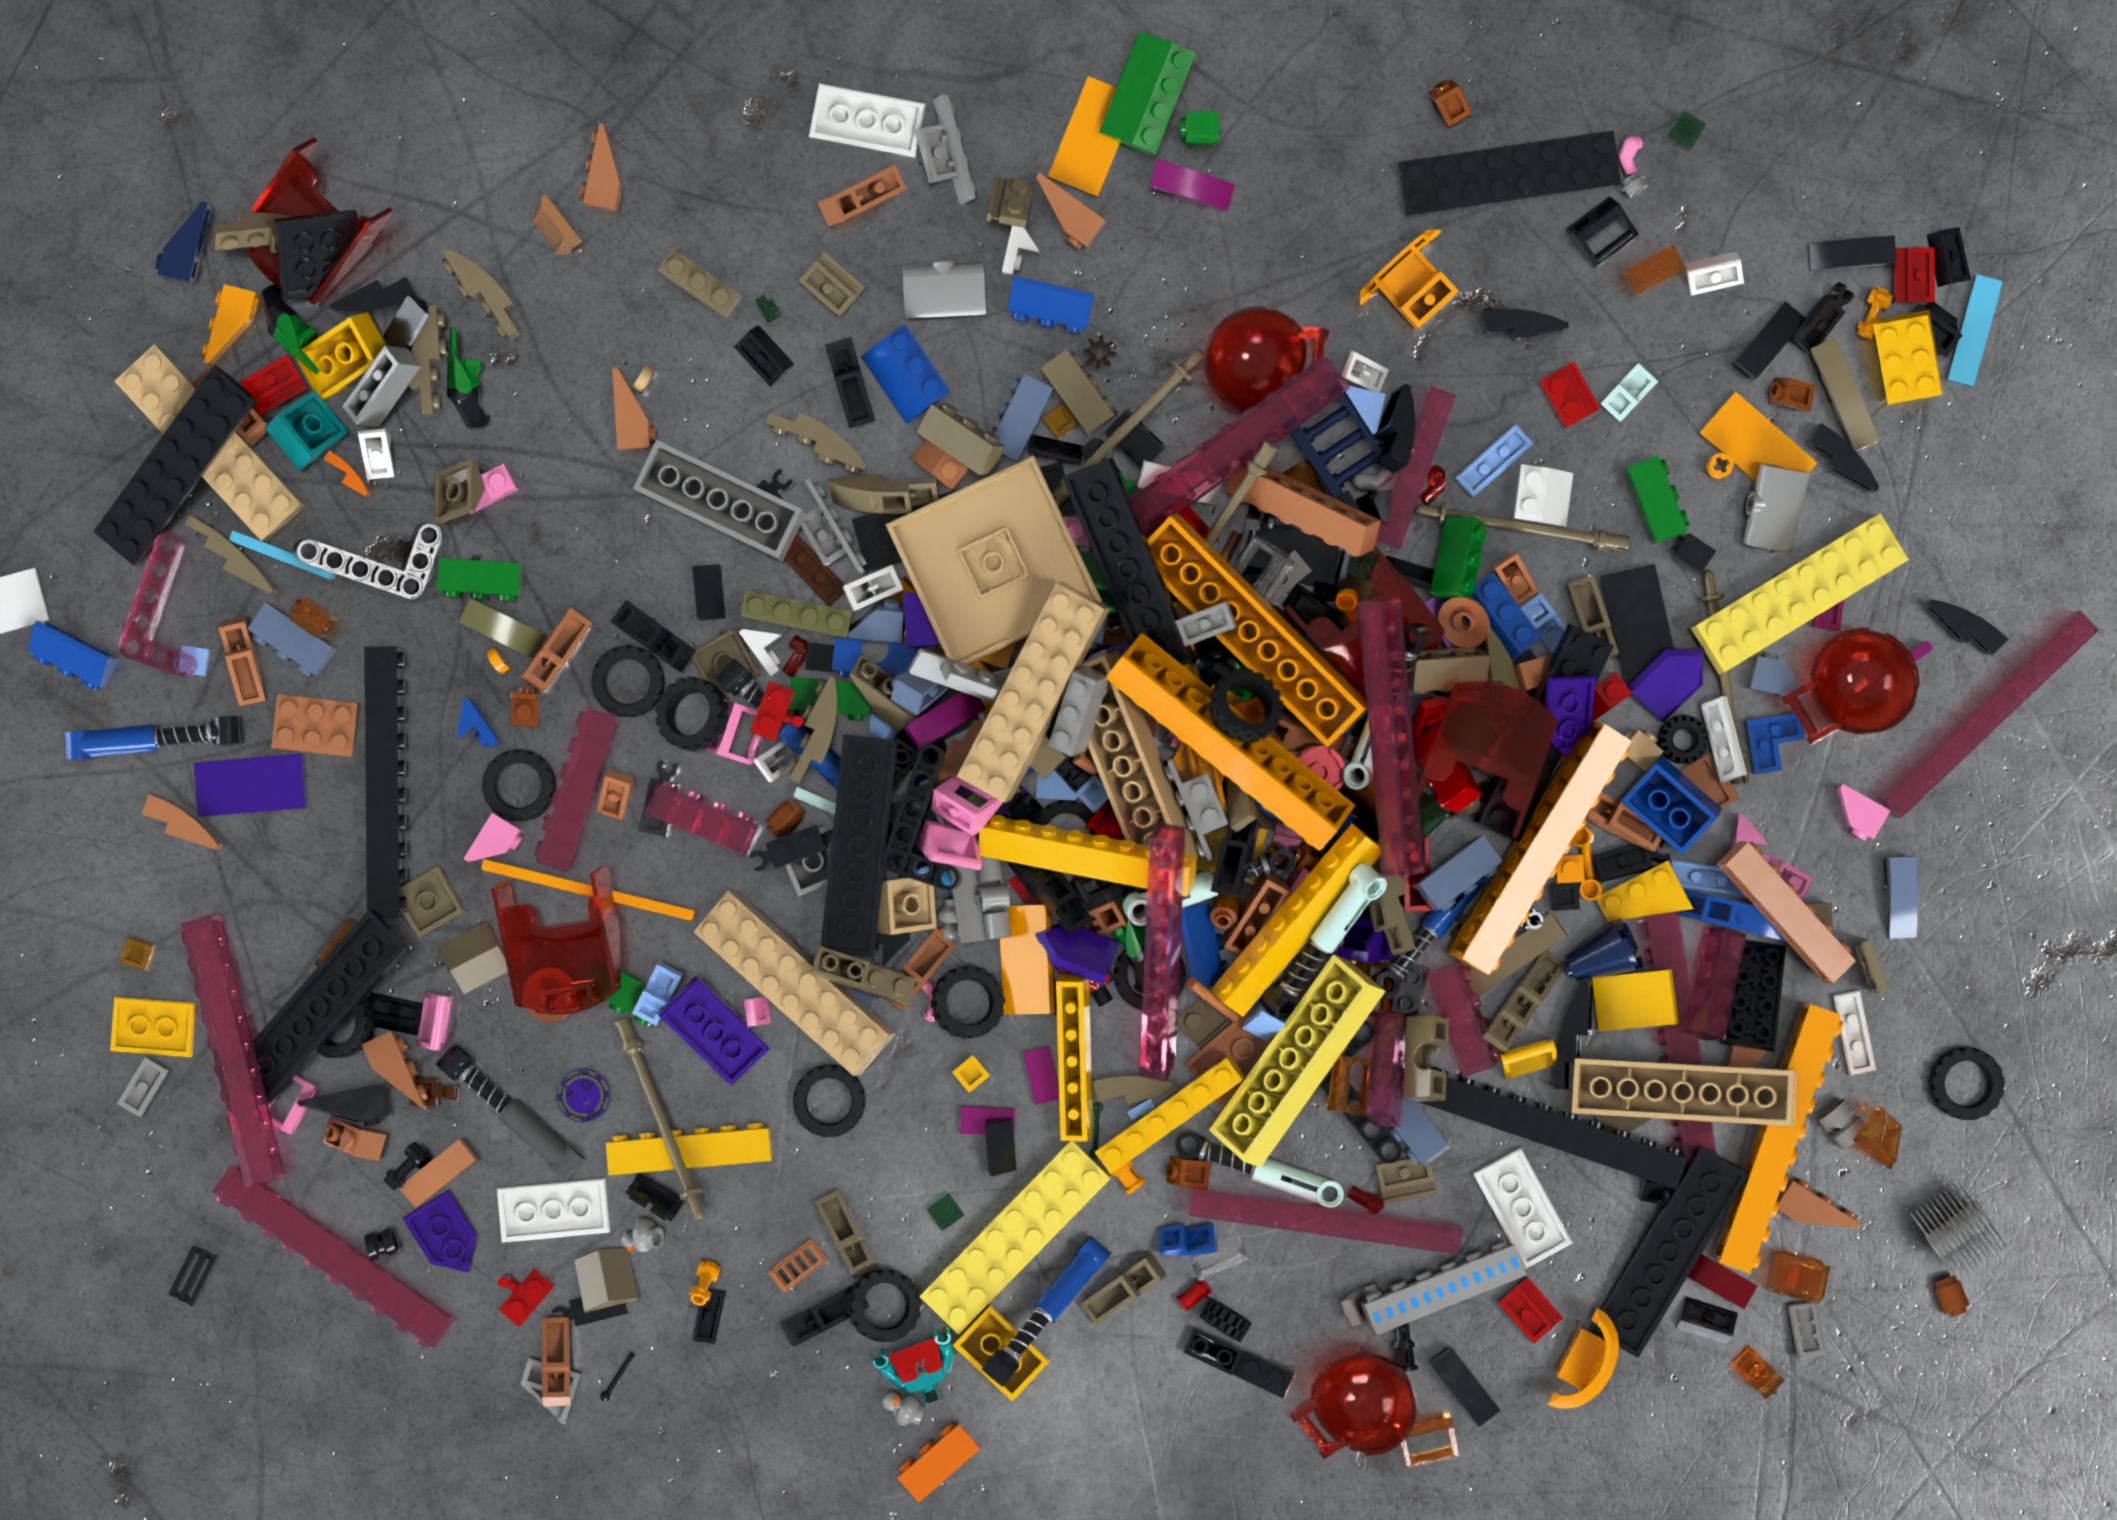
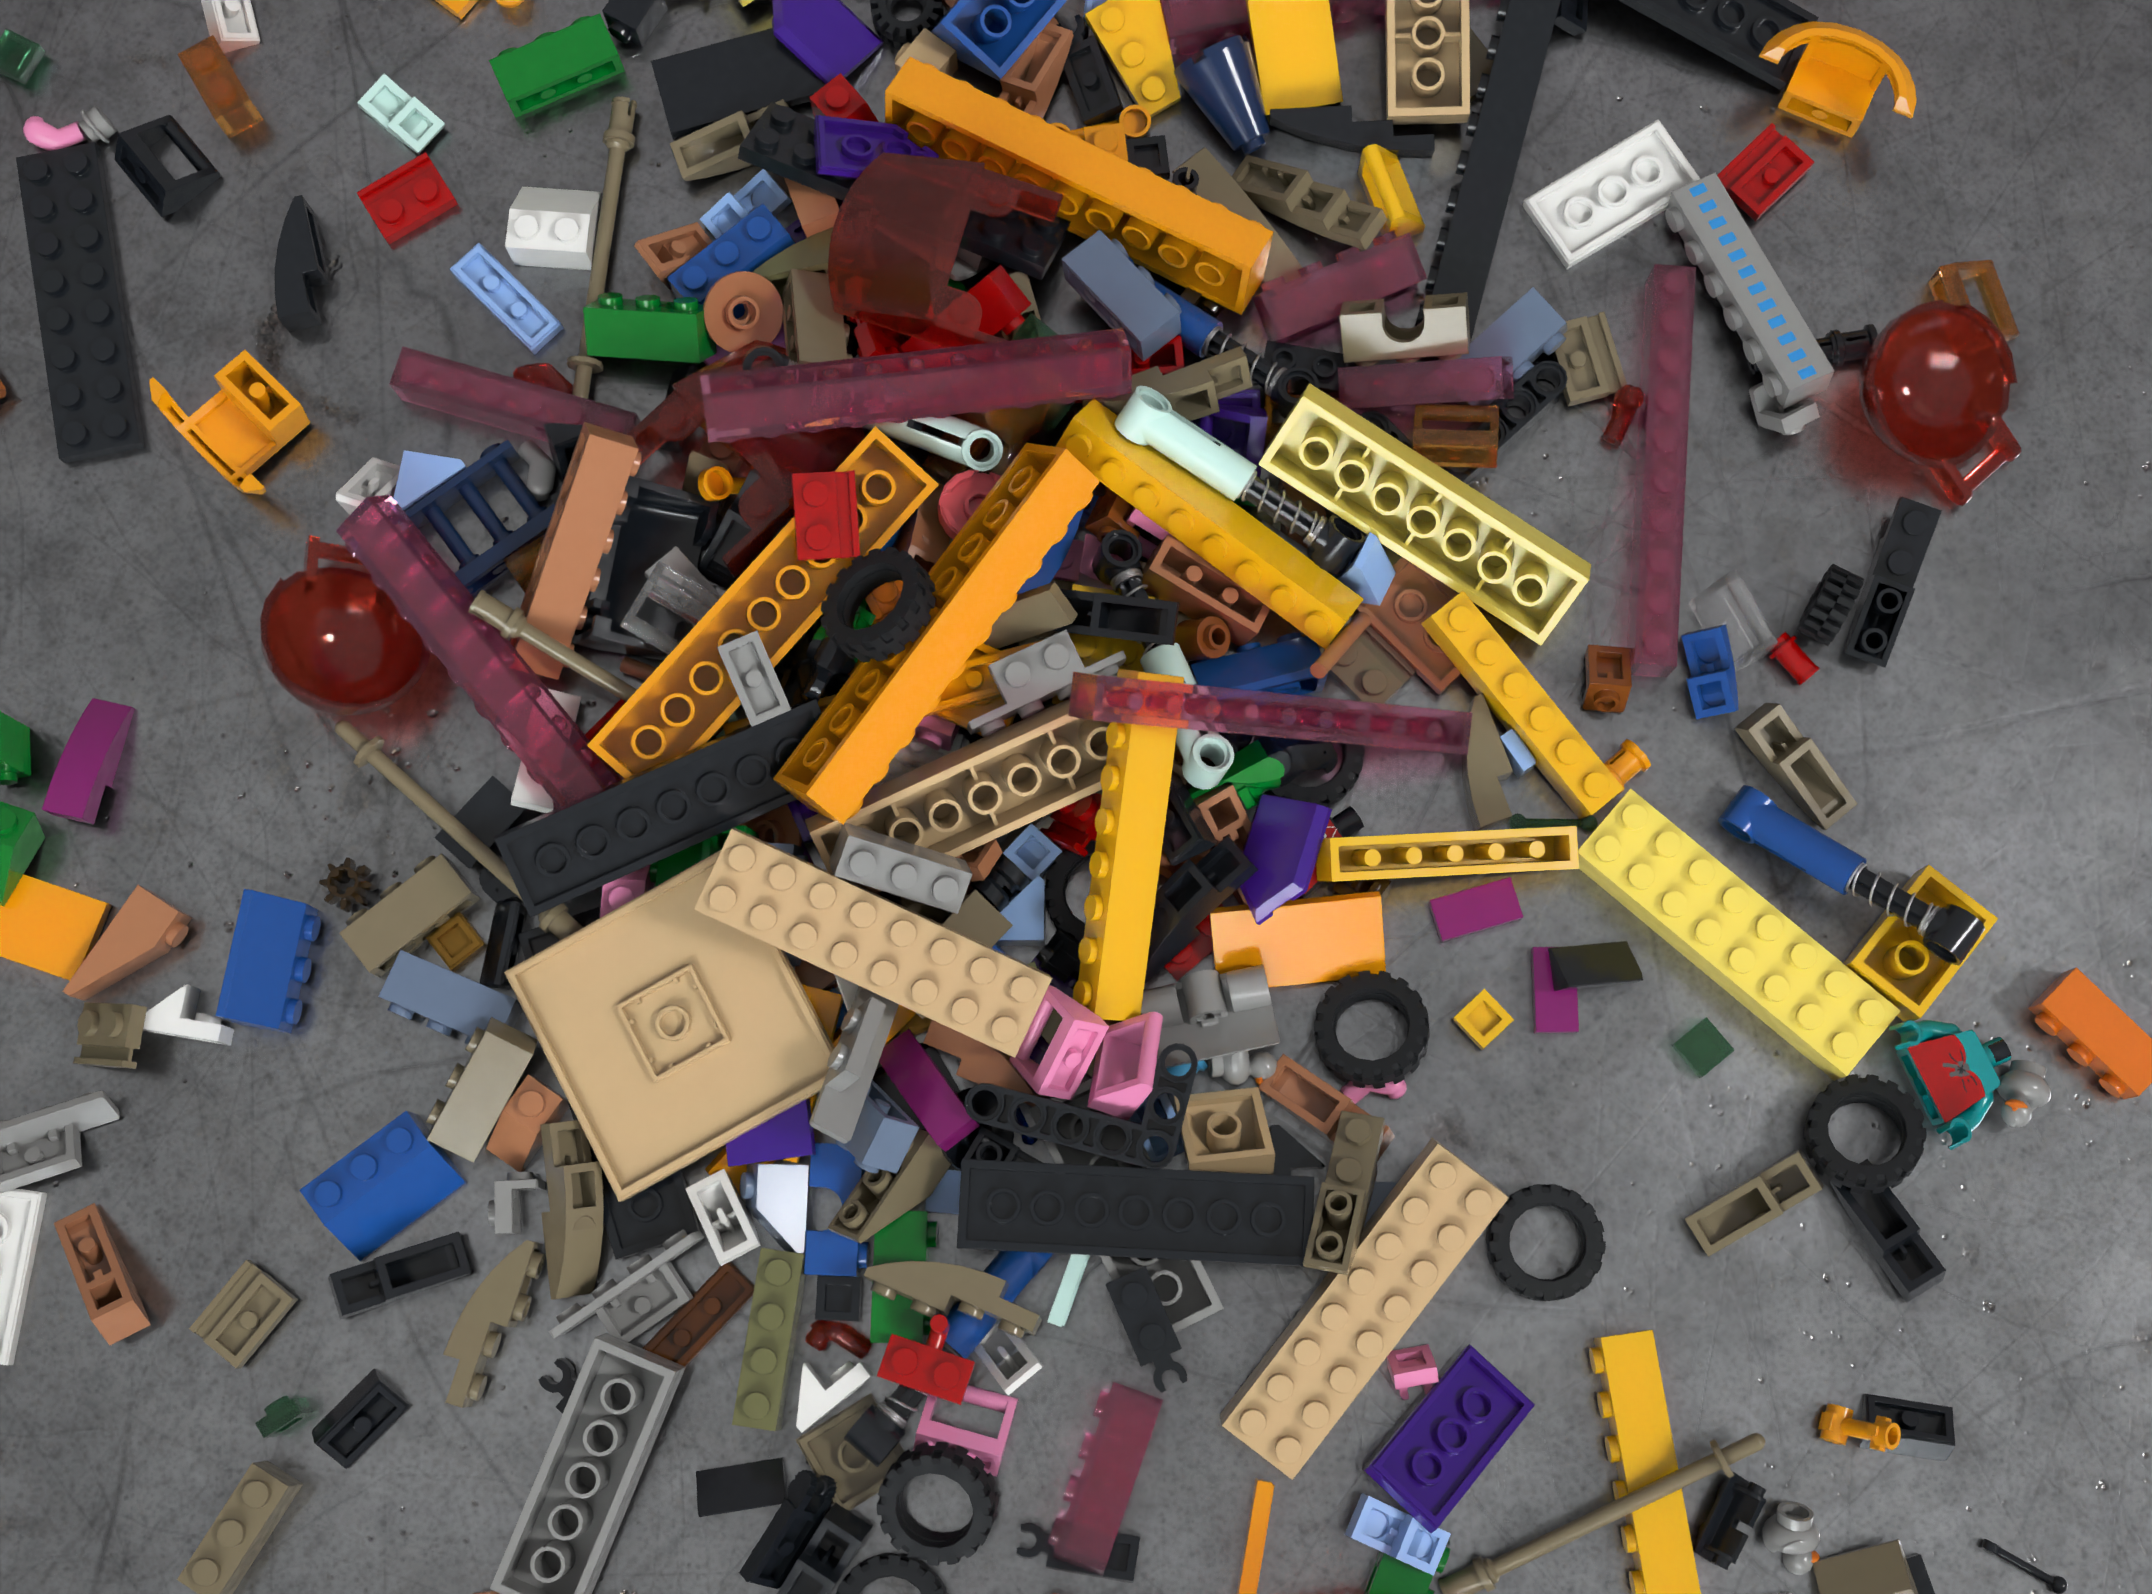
camera: 85 degrees left, 10 degrees down
(681, 622) = (790, 1530): none -> black hinge
(779, 1280) = (1837, 1281): nougat slope -> none
(785, 818) = (1099, 1340): dark orange brick -> none
(886, 449) = (505, 1209): none -> light grey bracket
(944, 290) = (251, 1132): light grey panel -> none
(1271, 1173) = (1599, 546): piece -> none
(1308, 674) = (825, 515): none -> red plate
(1361, 566) = (665, 470): tile -> none
(1397, 430) = (458, 429): black slope -> none
(1465, 1386) = (1886, 257): black slope -> none

